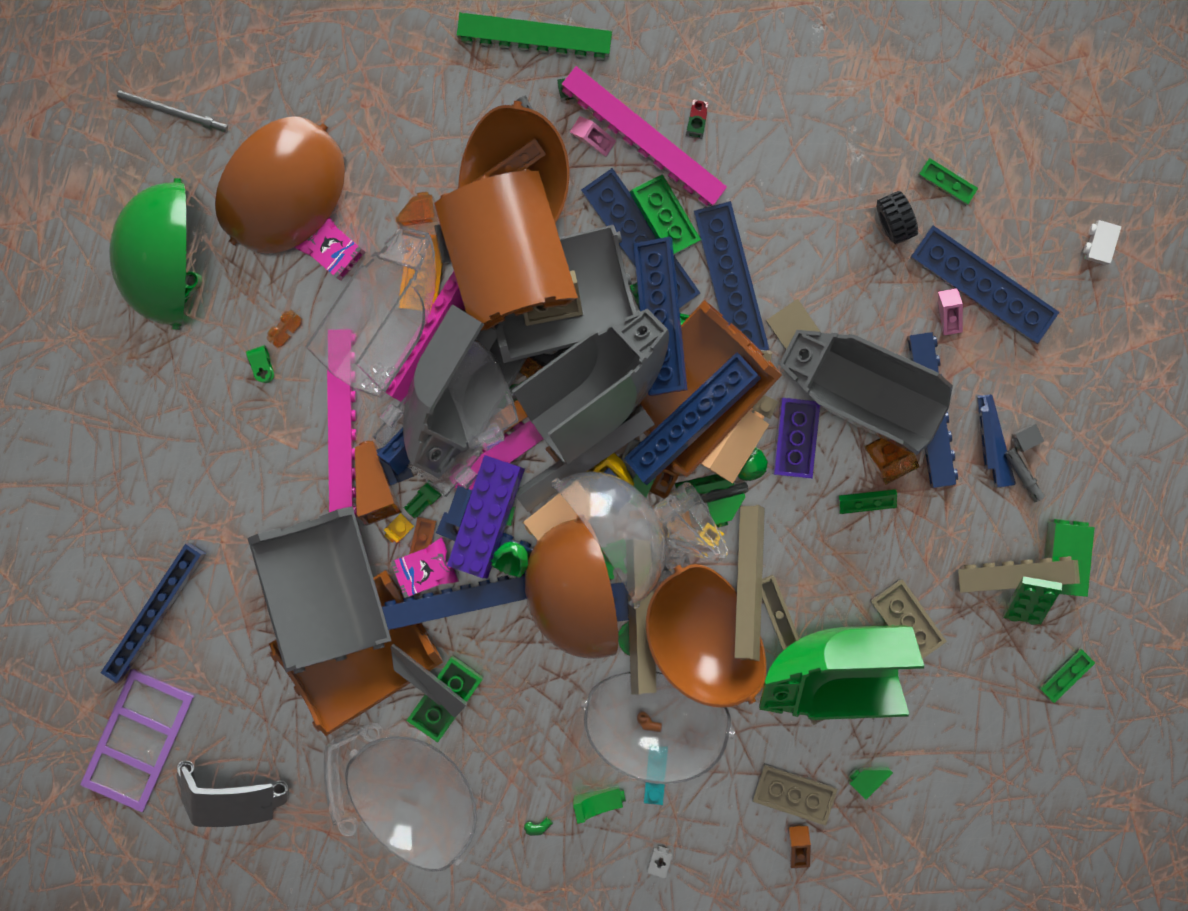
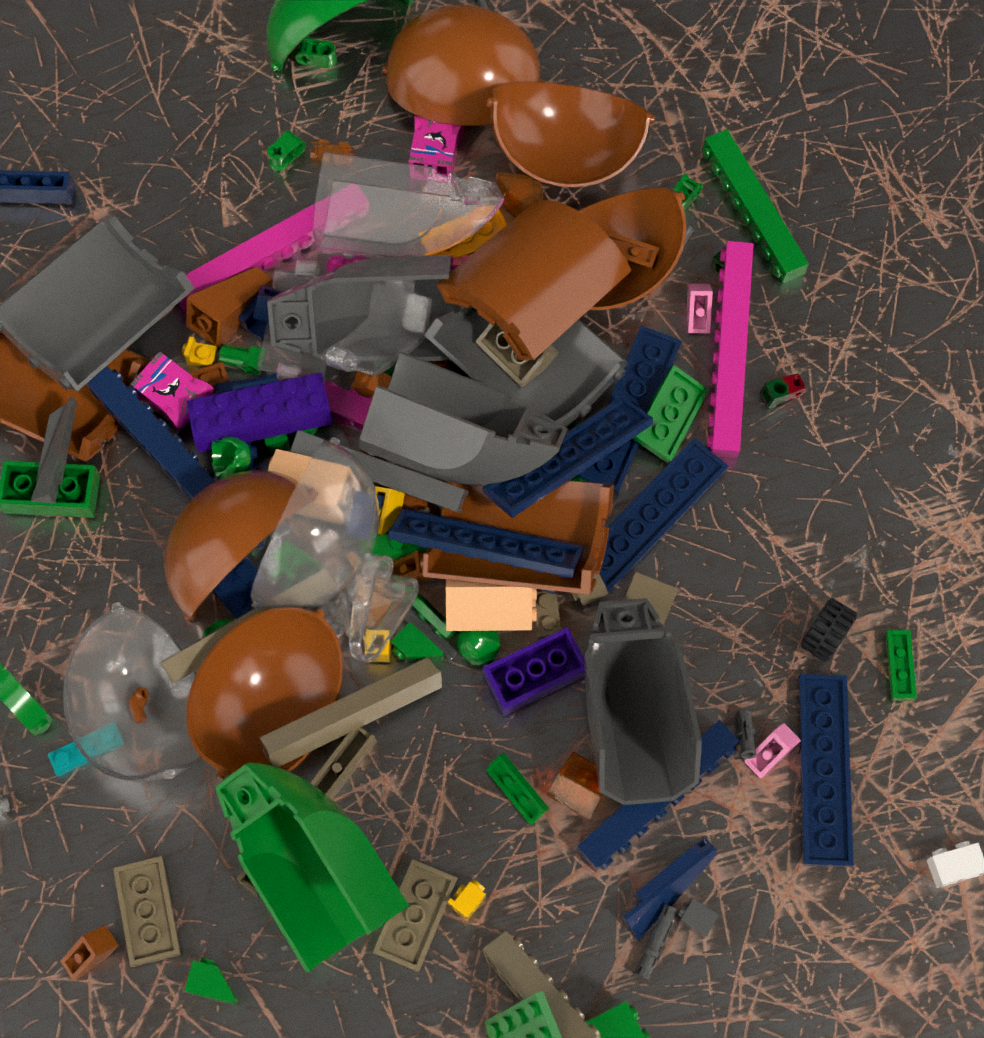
camera: 55 degrees right, 20 degrees down
(390, 141) = (566, 131): none -> dark orange windscreen
(489, 79) = (689, 188): none -> green piece
(918, 317) = (747, 746): none -> dark grey pin
(920, 580) = (468, 899): none -> yellow brick

